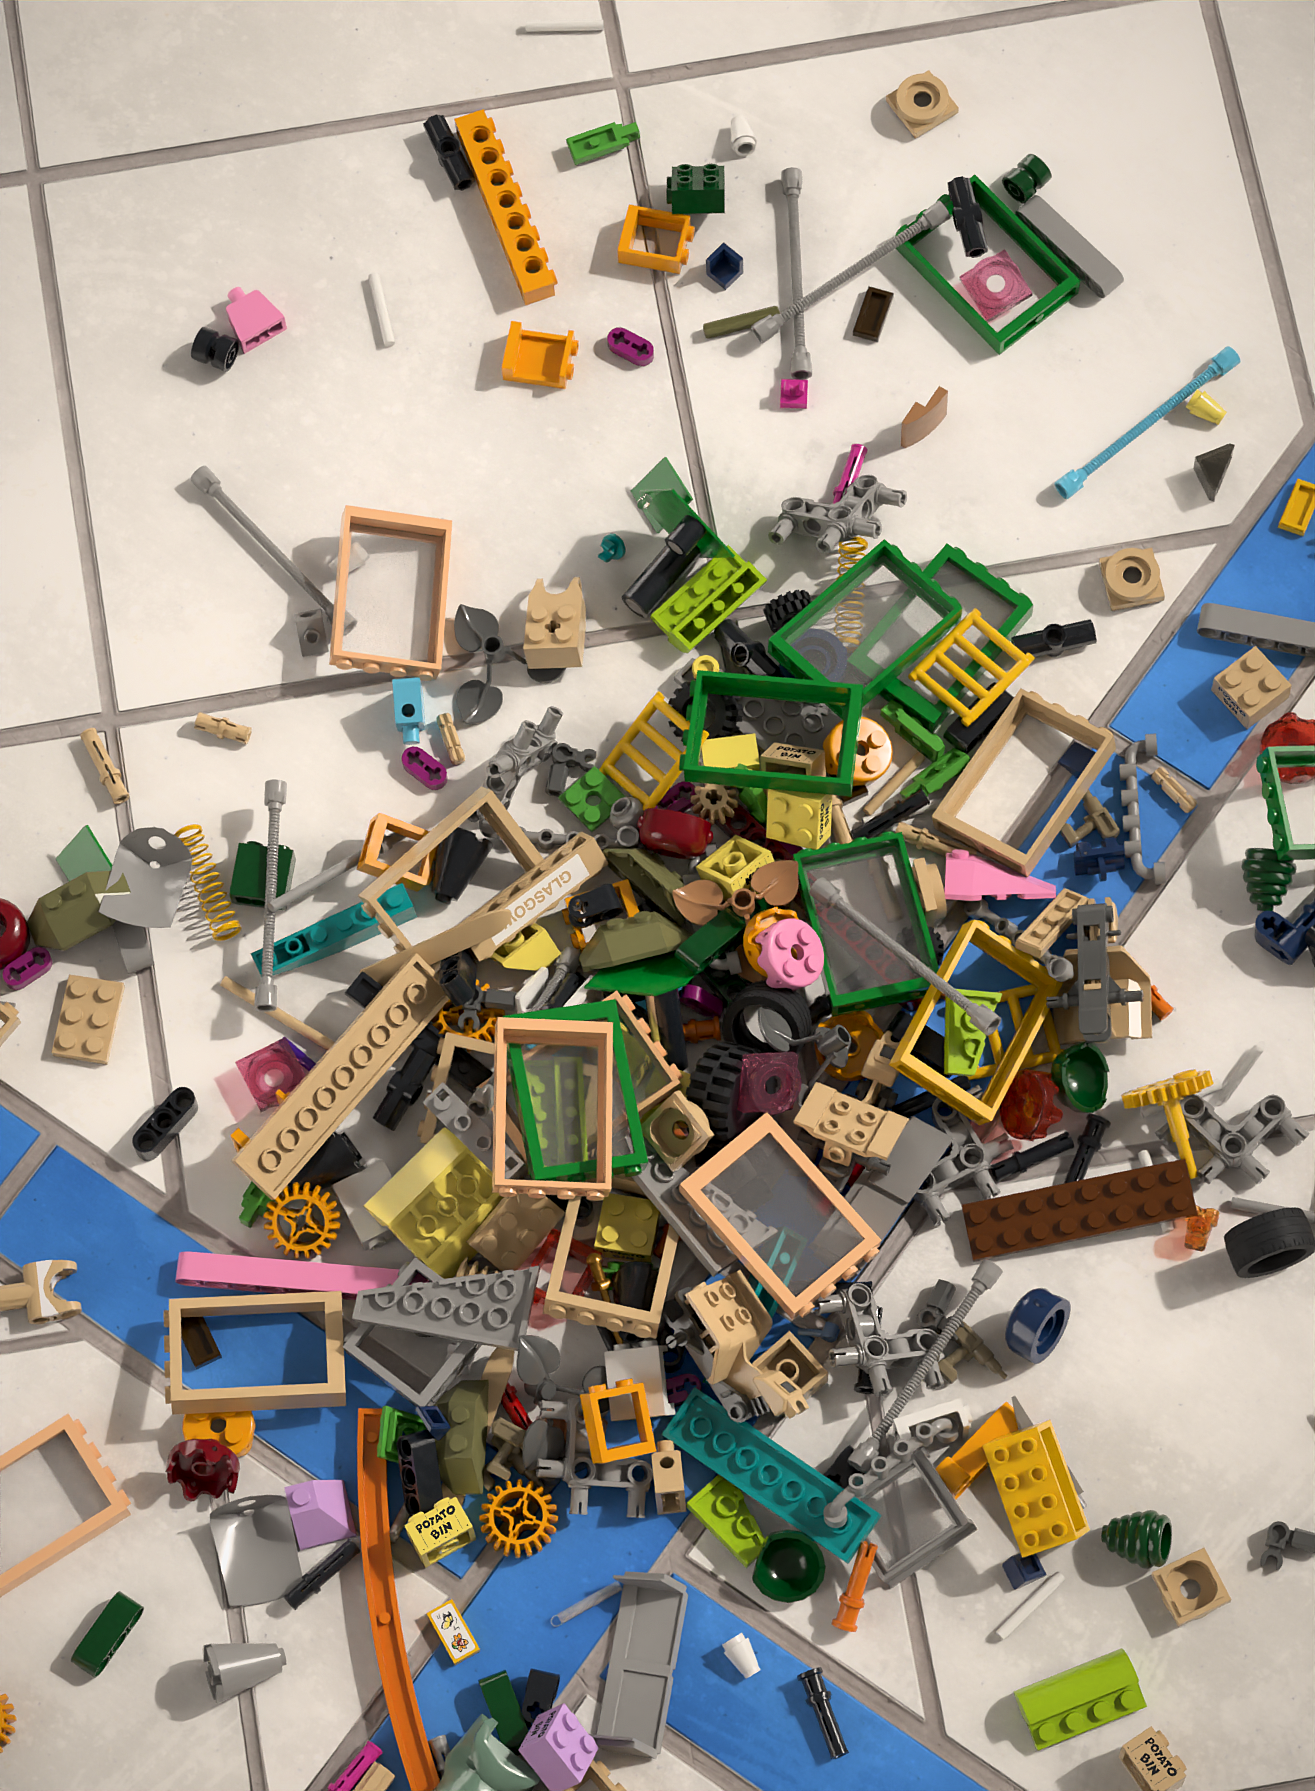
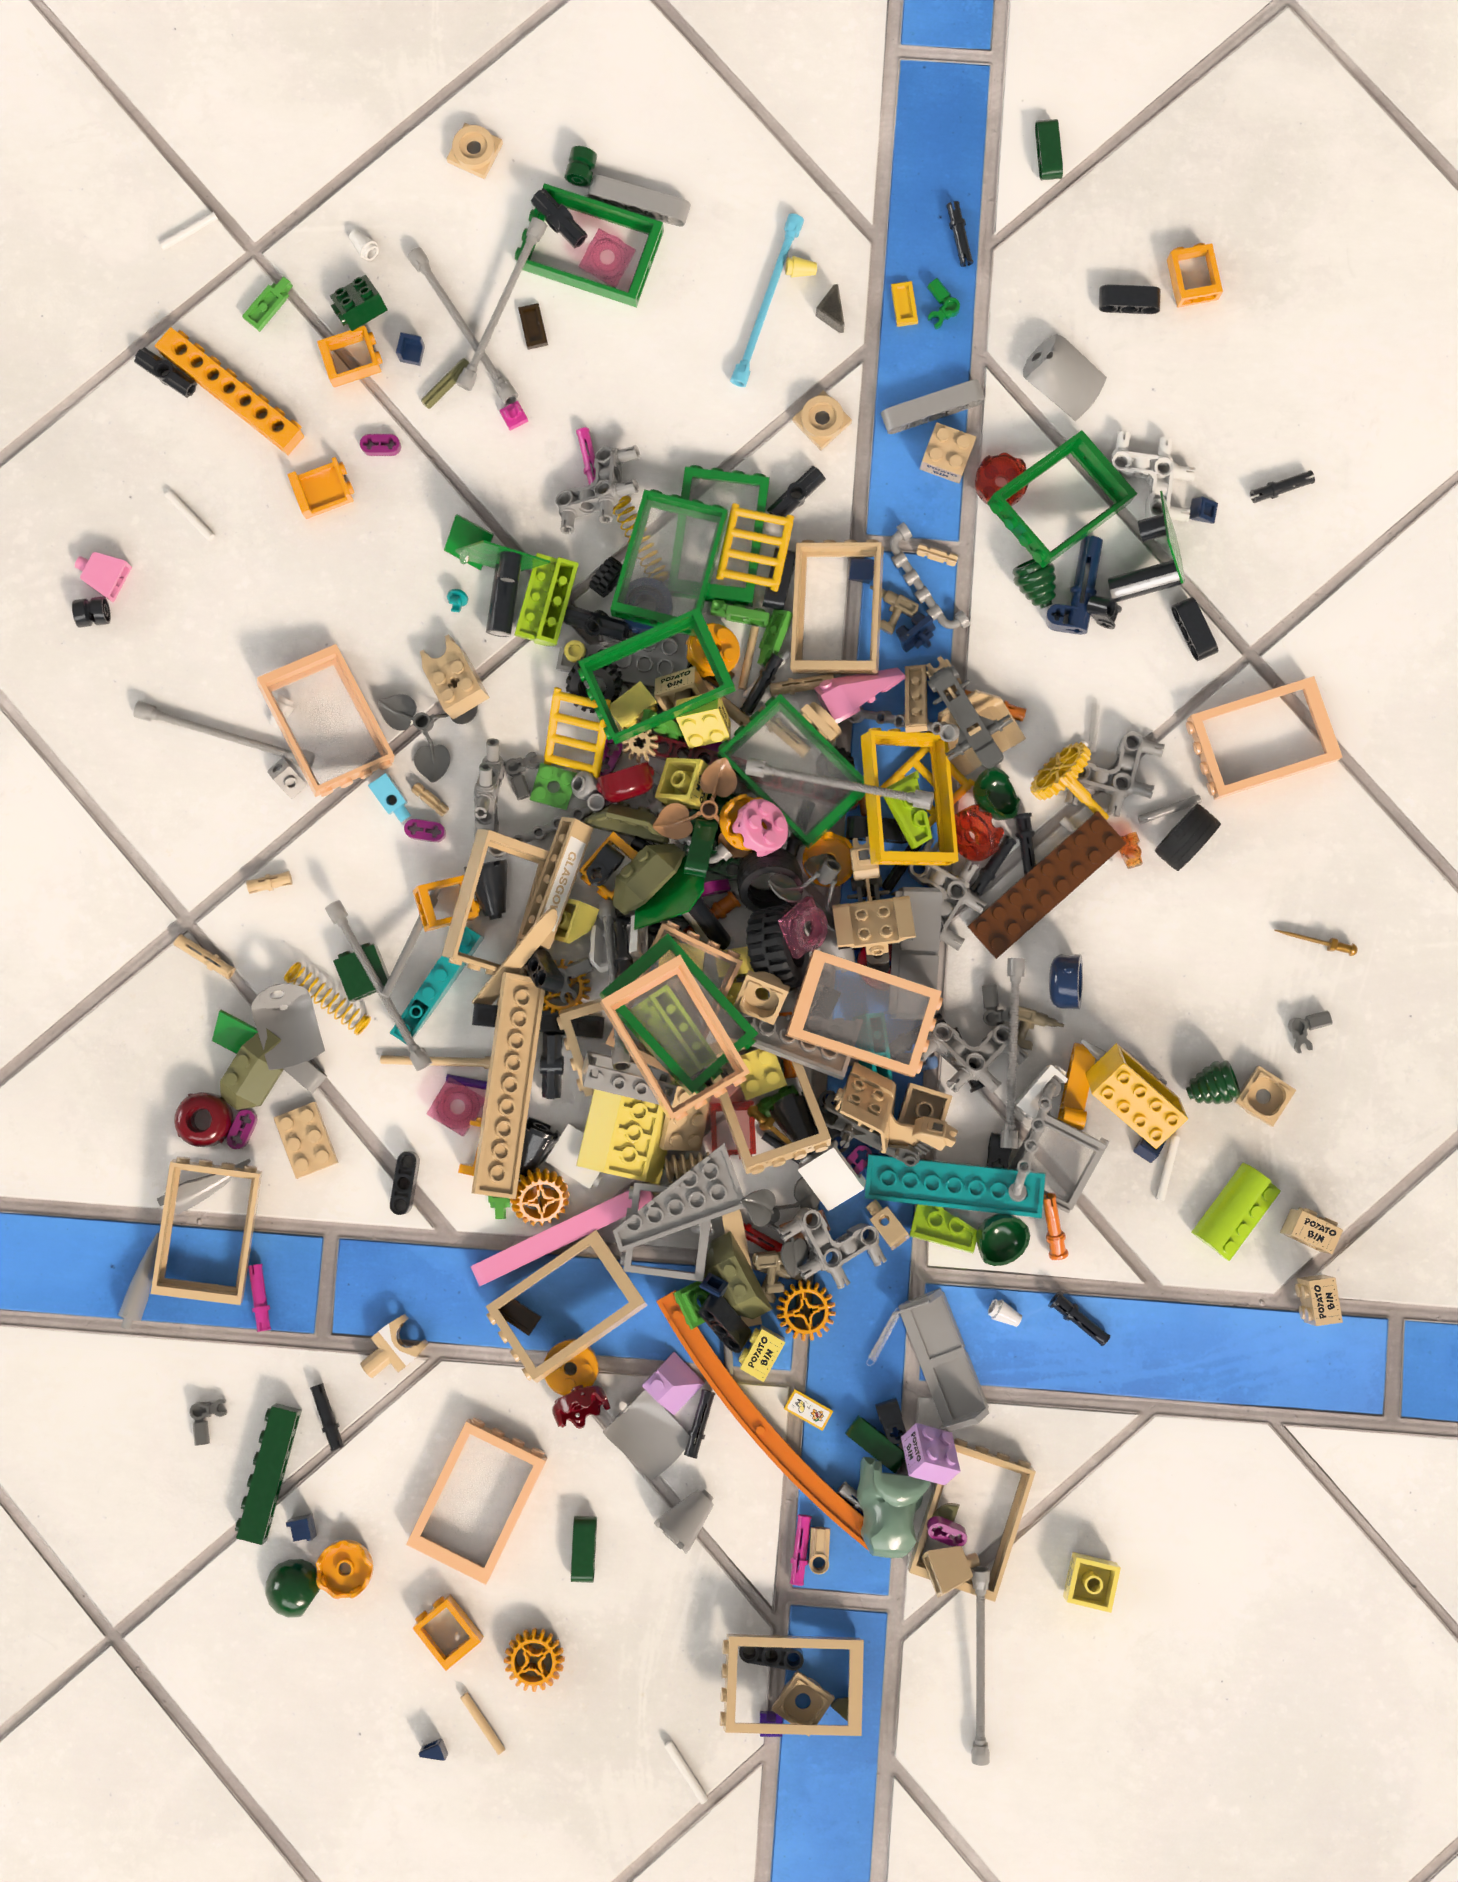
camera: 30 degrees left, 15 degrees up
(594, 1427) = (854, 1228): light orange window -> none
(924, 419) = (616, 384): medium nougat slope -> none

